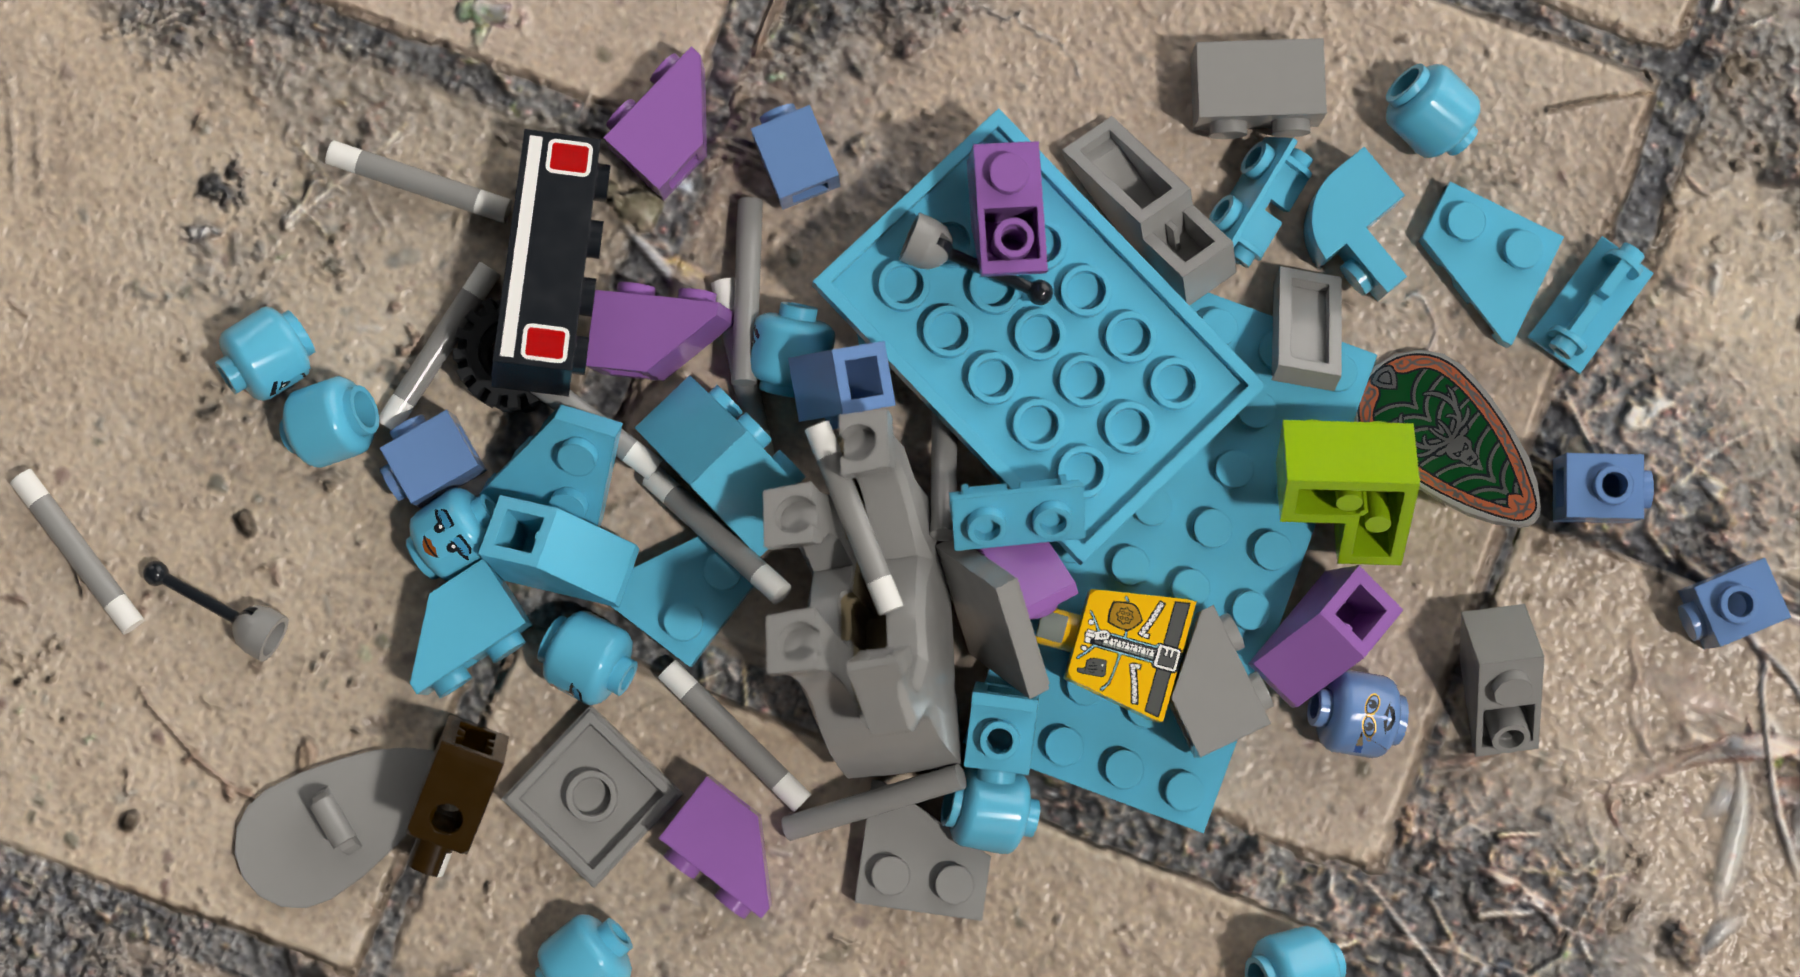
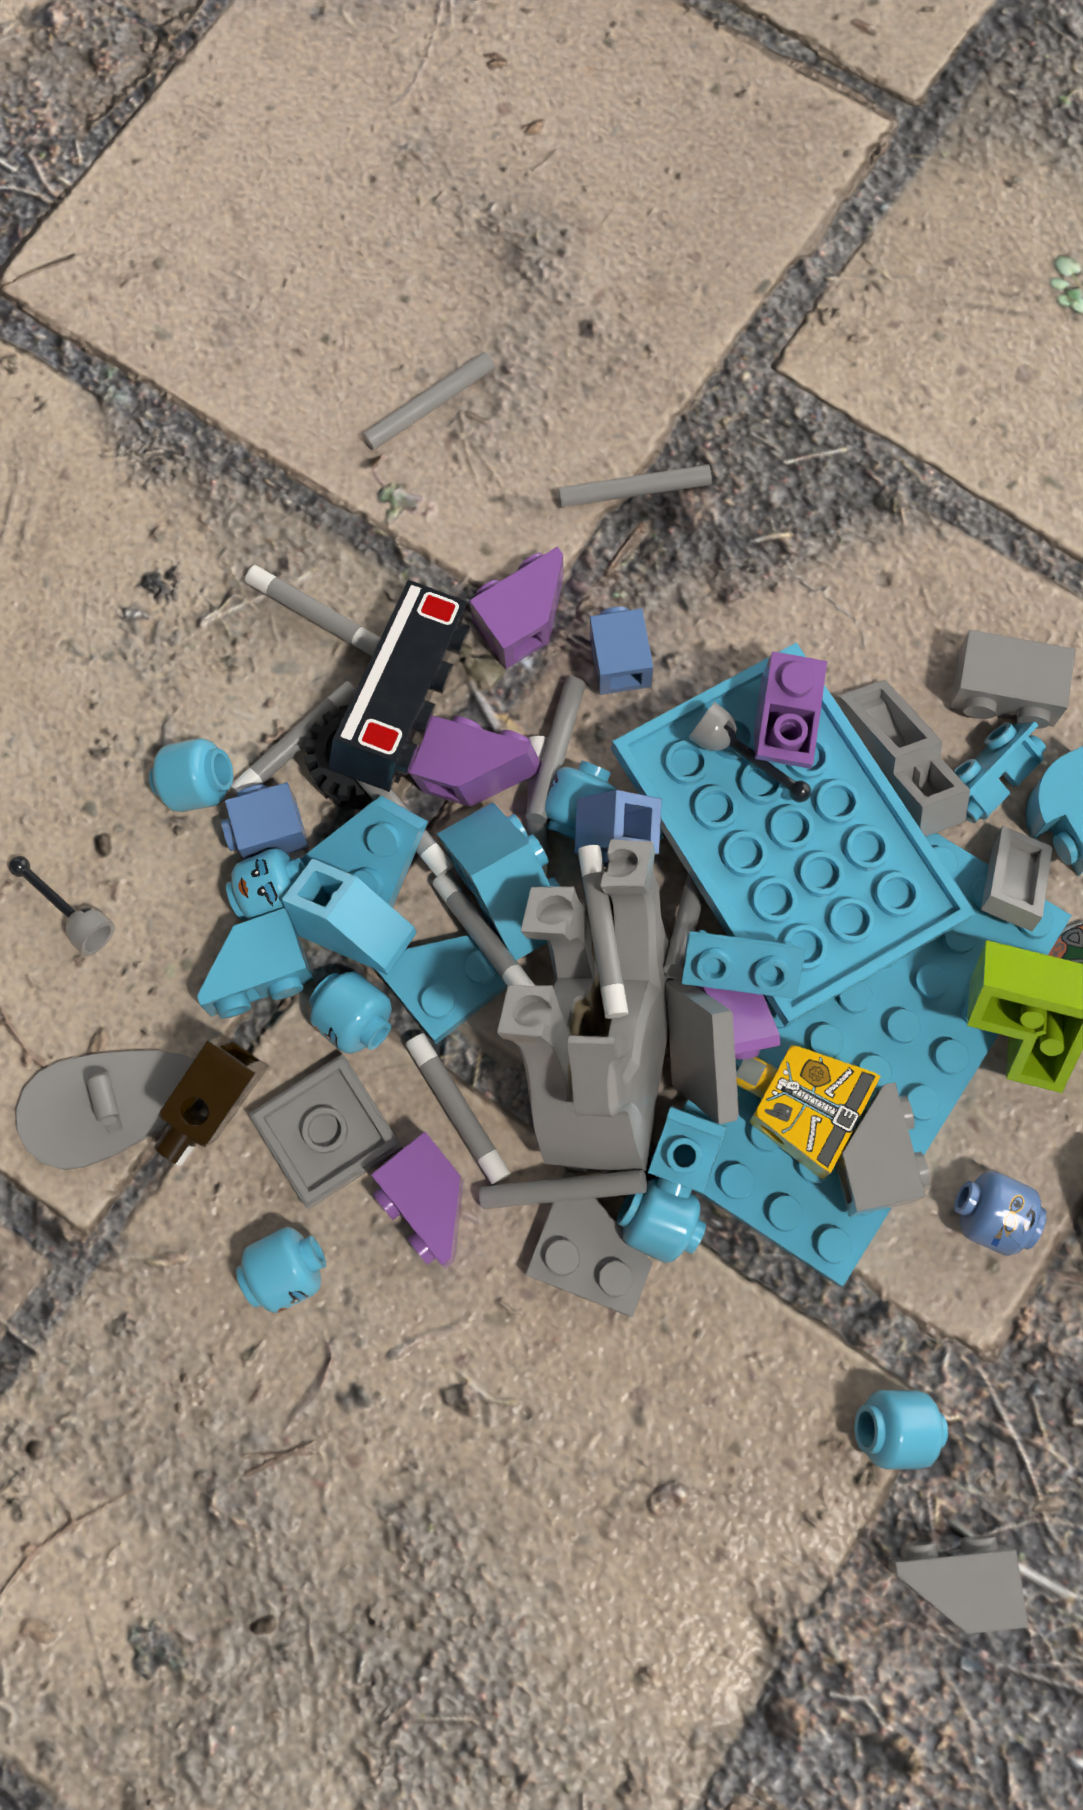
camera: 15 degrees right, 10 degrees down
(264, 353) = (155, 711): medium azure head -> none
(1325, 634) = (986, 1135): medium lavender slope -> none

